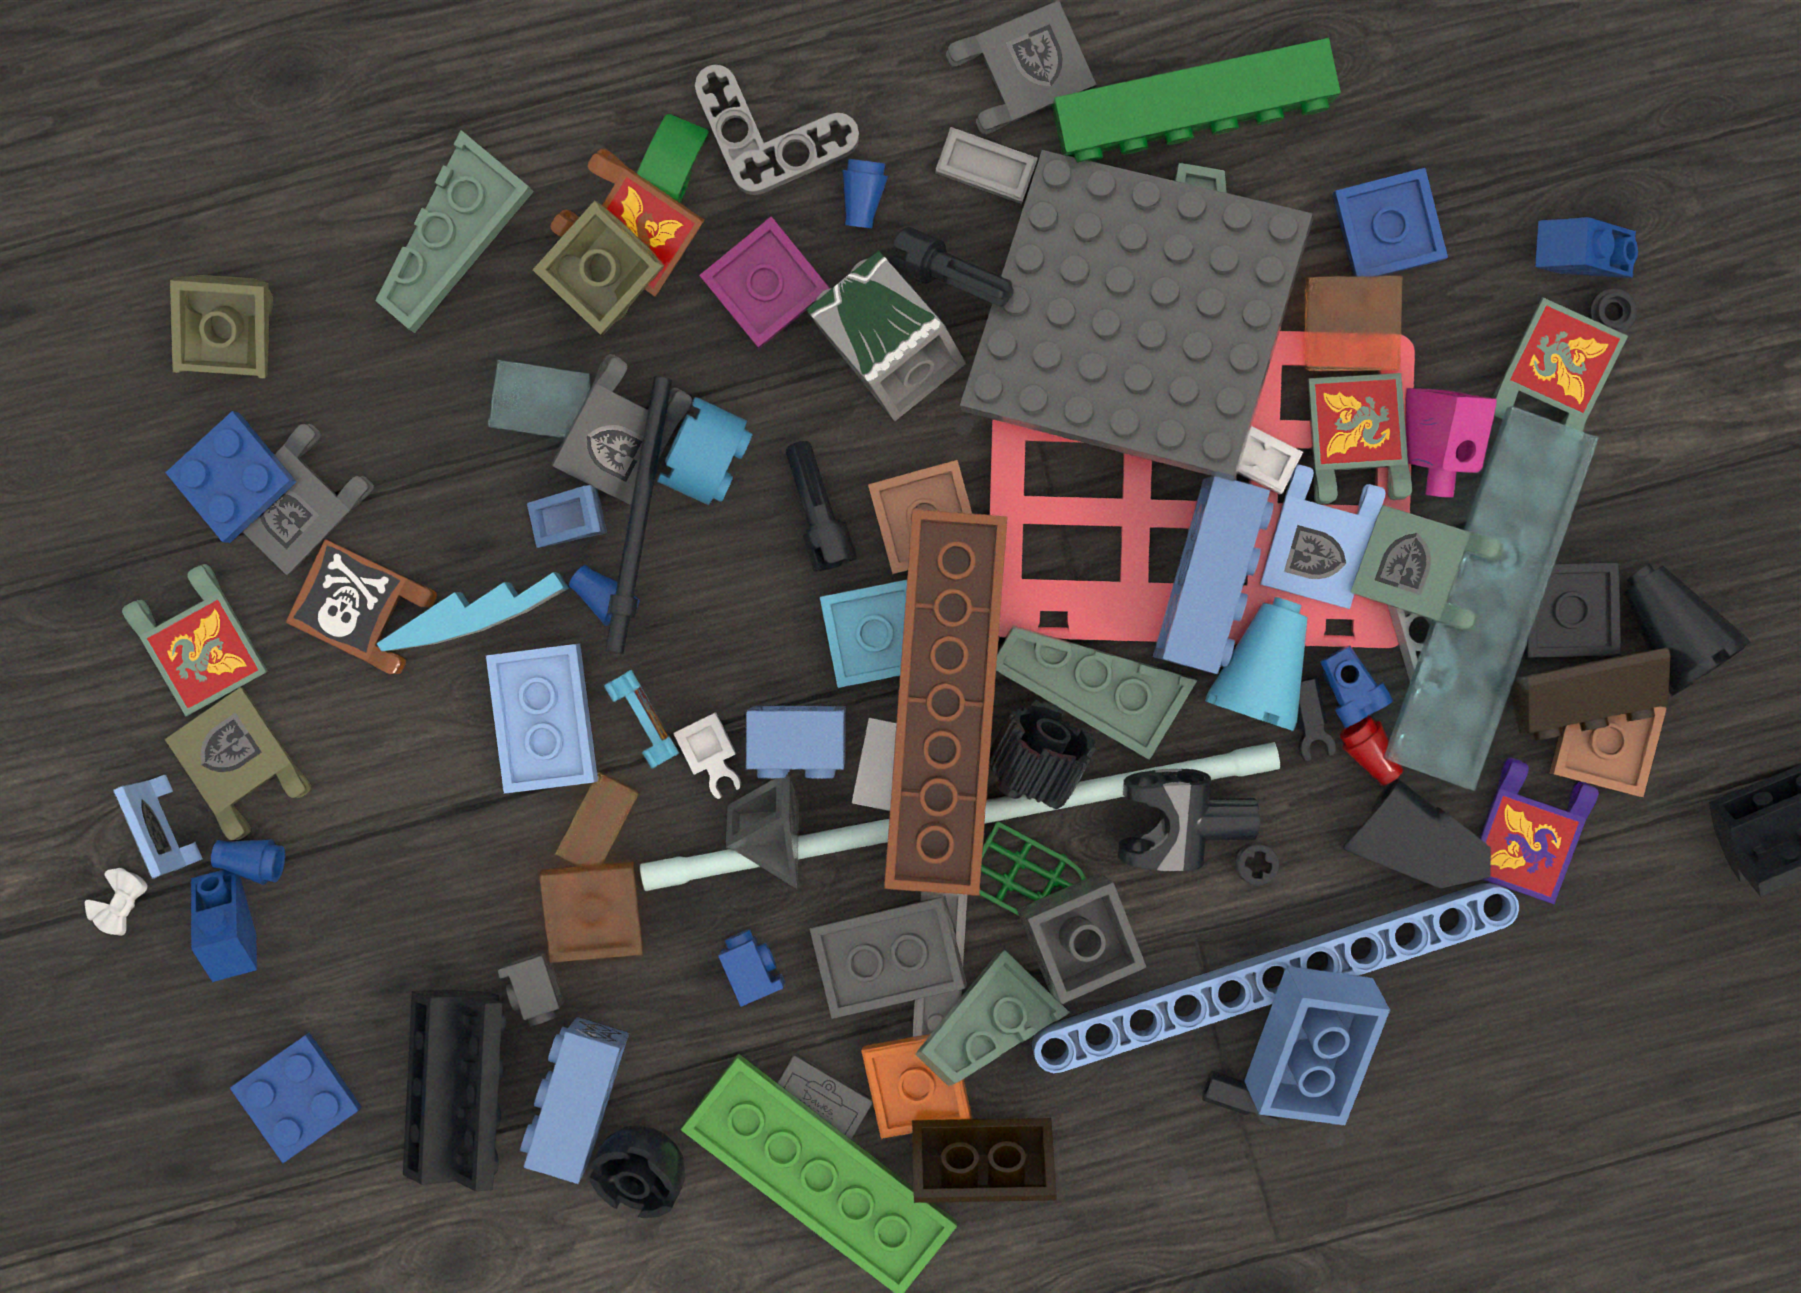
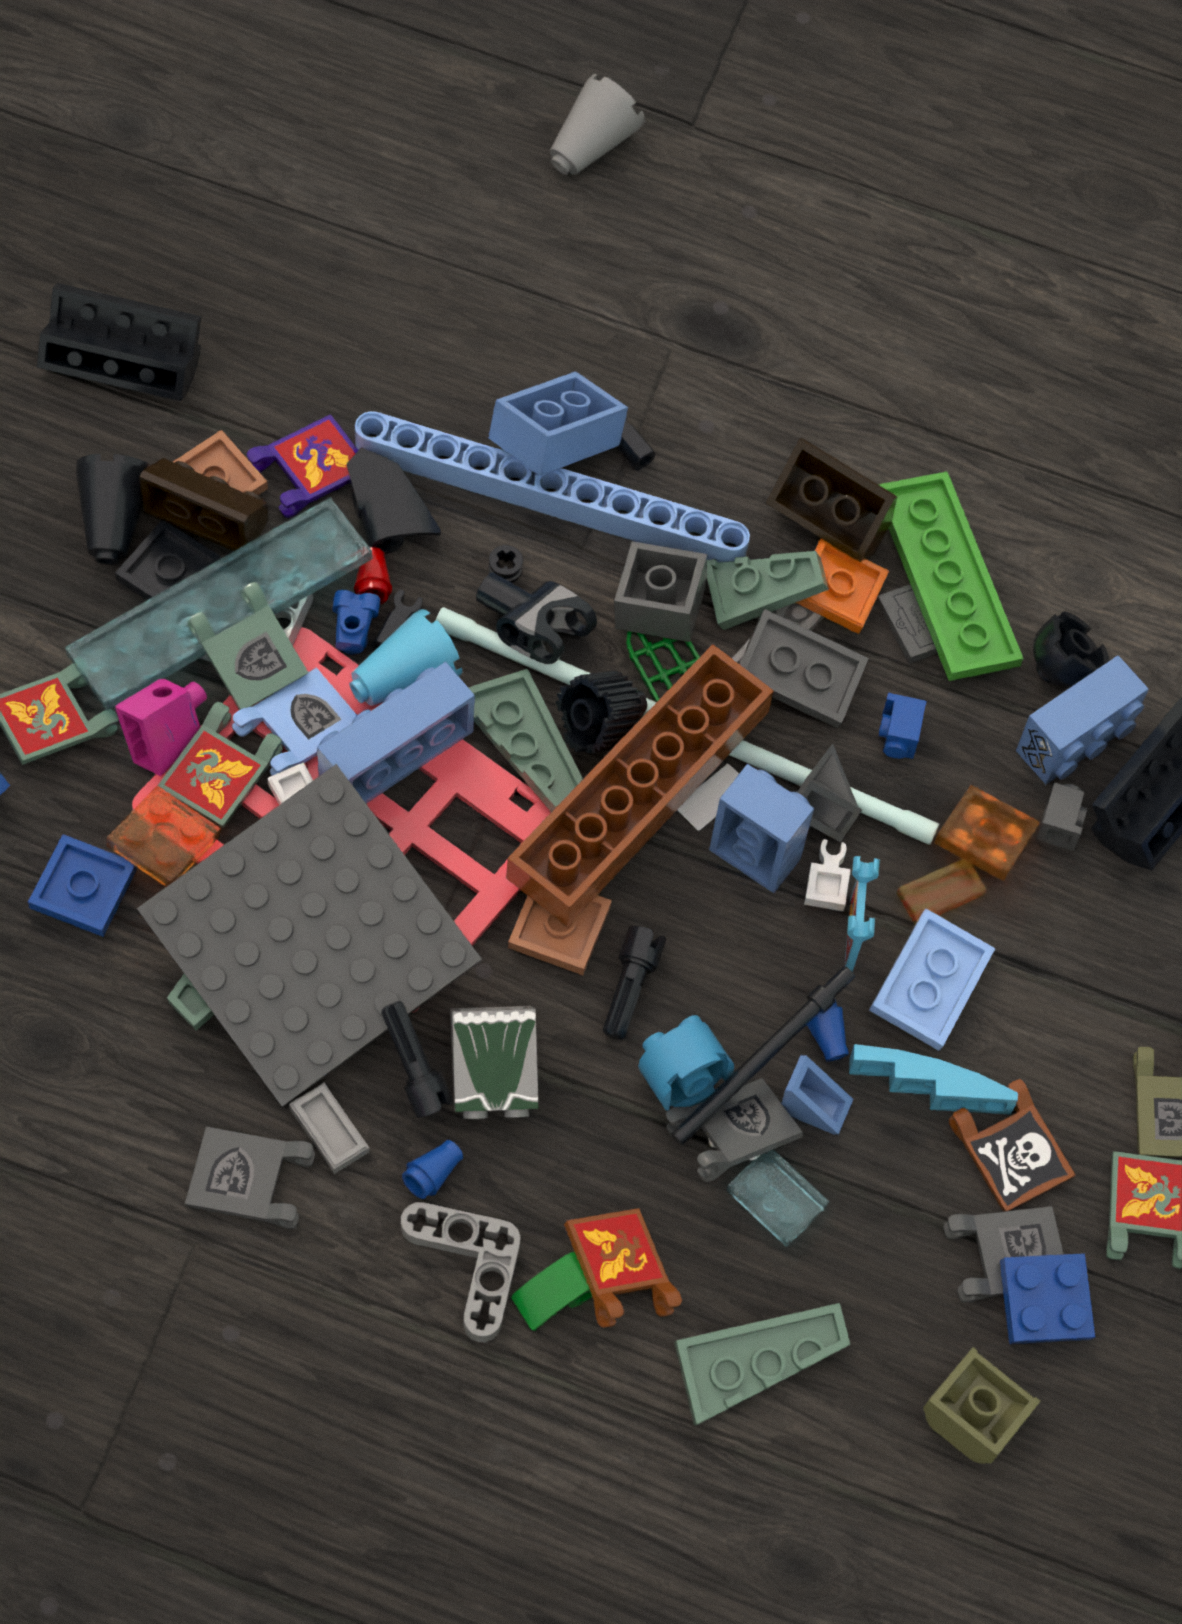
camera: 155 degrees left, 25 degrees down
(599, 267) = (666, 1243): olive slope -> none
(764, 282) = (552, 1157): magenta plate -> none
(865, 632) = (657, 879): medium azure plate -> none
(1196, 100) = (147, 1060): green brick -> none

